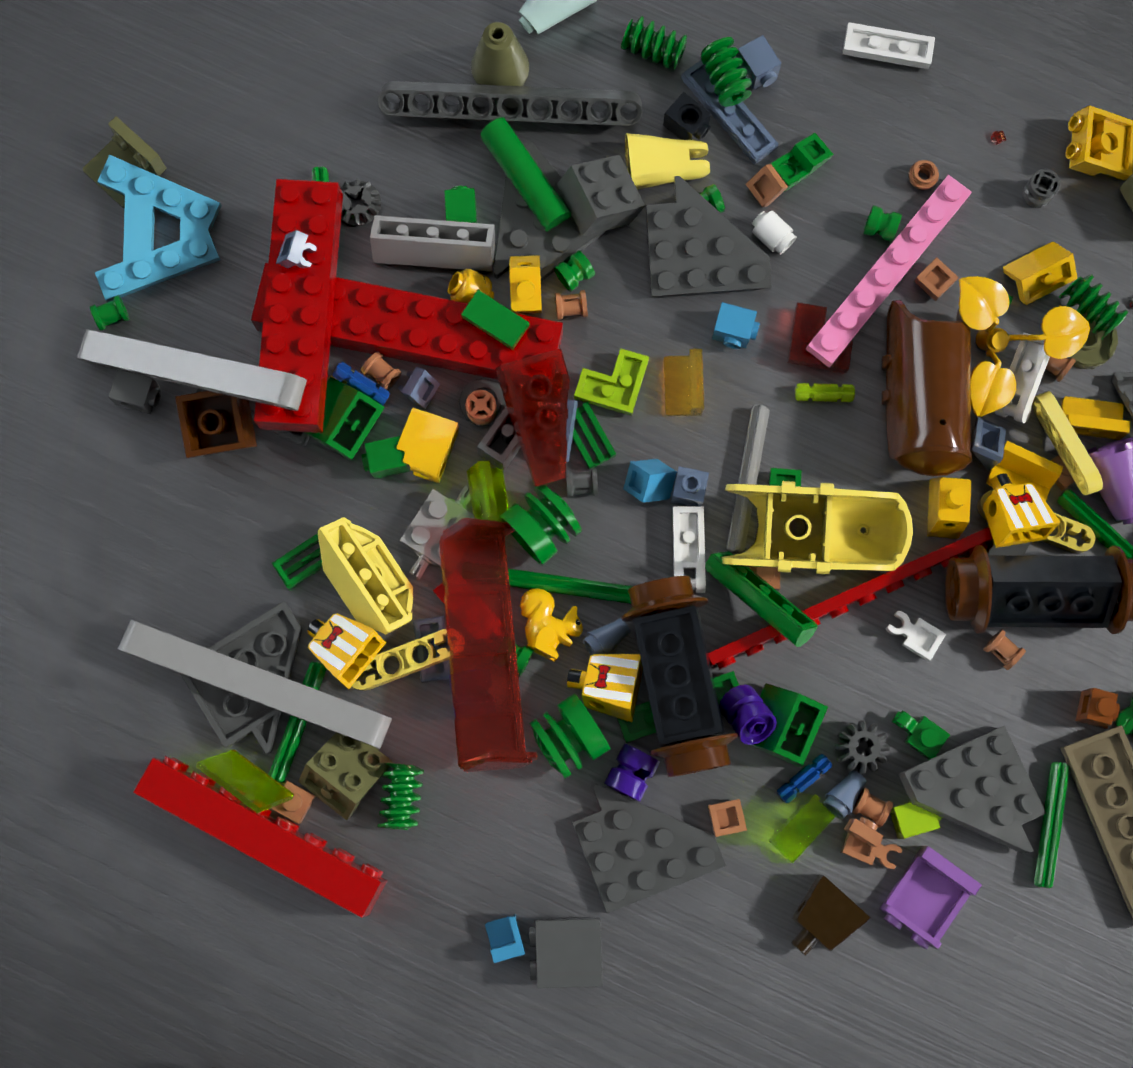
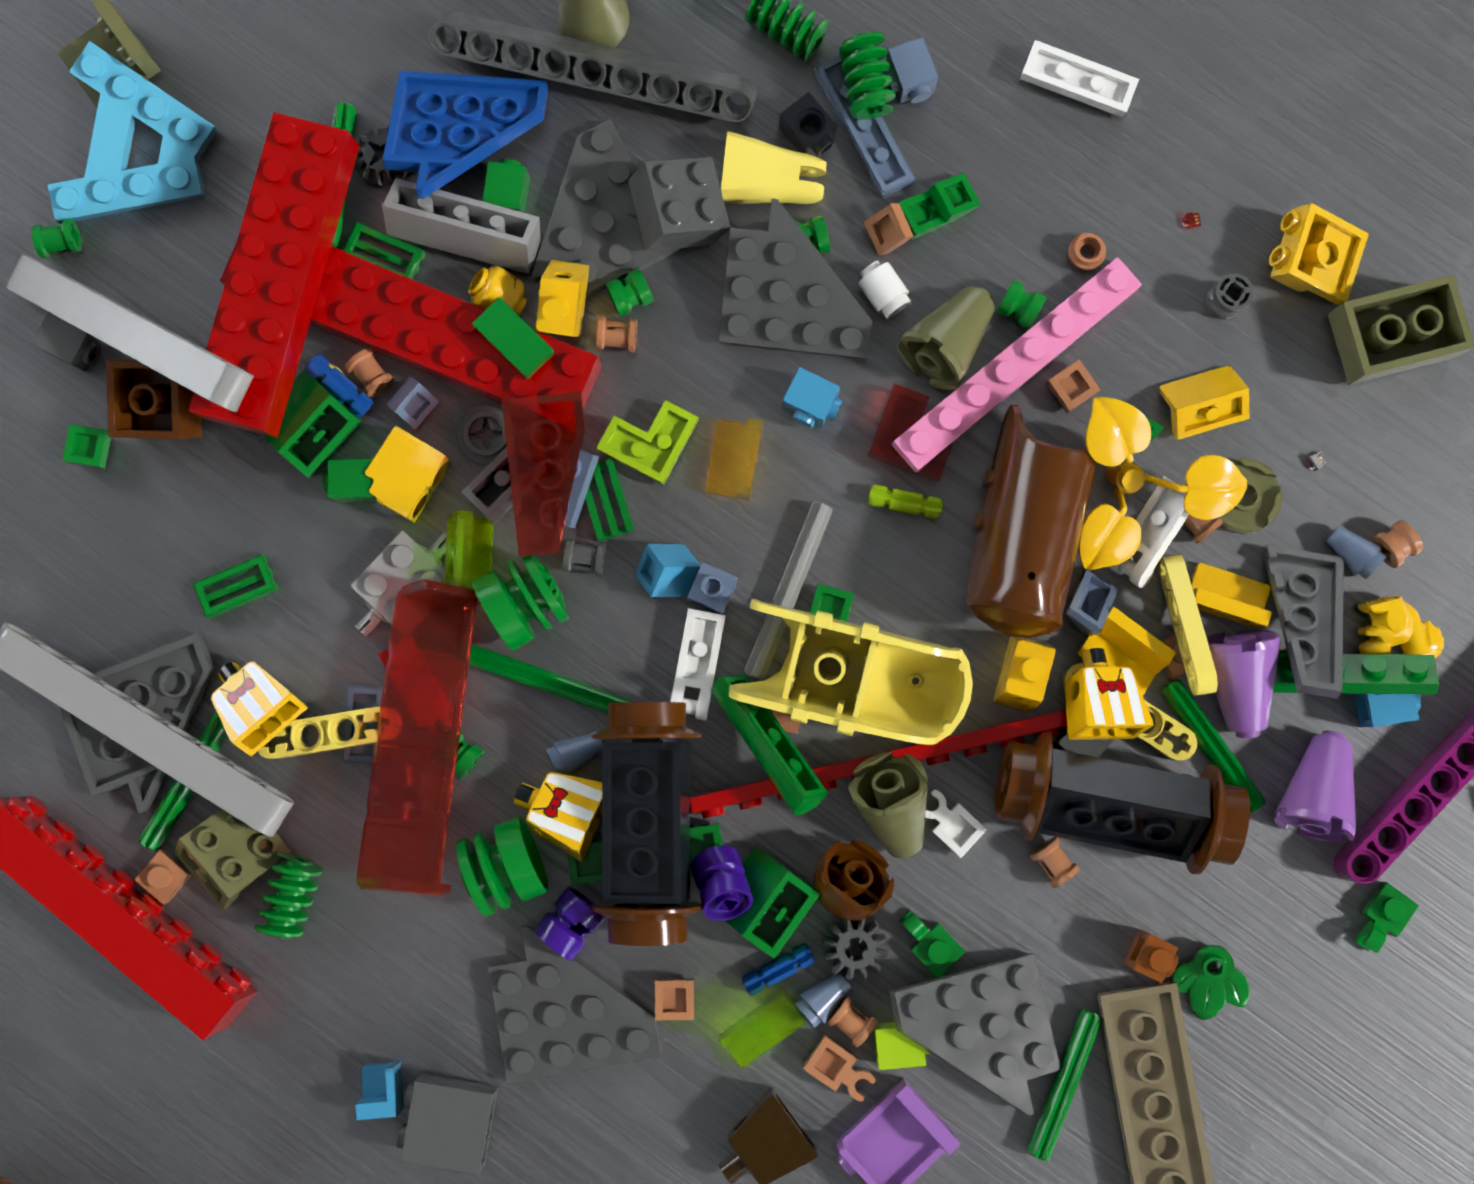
camera: 15 degrees right, 5 degrees up
(165, 471) = (86, 446): none -> green plate
(245, 780) = (103, 844): clear neon green piece -> none
(292, 250) = (271, 207): tile -> none
(365, 576) = (300, 622): light yellow wedge -> none
(375, 267) = (411, 267): none -> green tile
(412, 165) = (456, 121): none -> blue wing
(481, 401) = (474, 435): nougat wheel -> none
(524, 173) = (591, 159): green brick -> none
(544, 630) = (500, 728): yellow animal -> none
(831, 260) = (948, 338): none -> olive cone
(850, 693) = (852, 880): none -> reddish brown cylinder
(864, 830) = (832, 1051): nougat plate -> none
(870, 623) = (892, 801): none -> olive cone
(1094, 305) = (1260, 458): green piece -> none

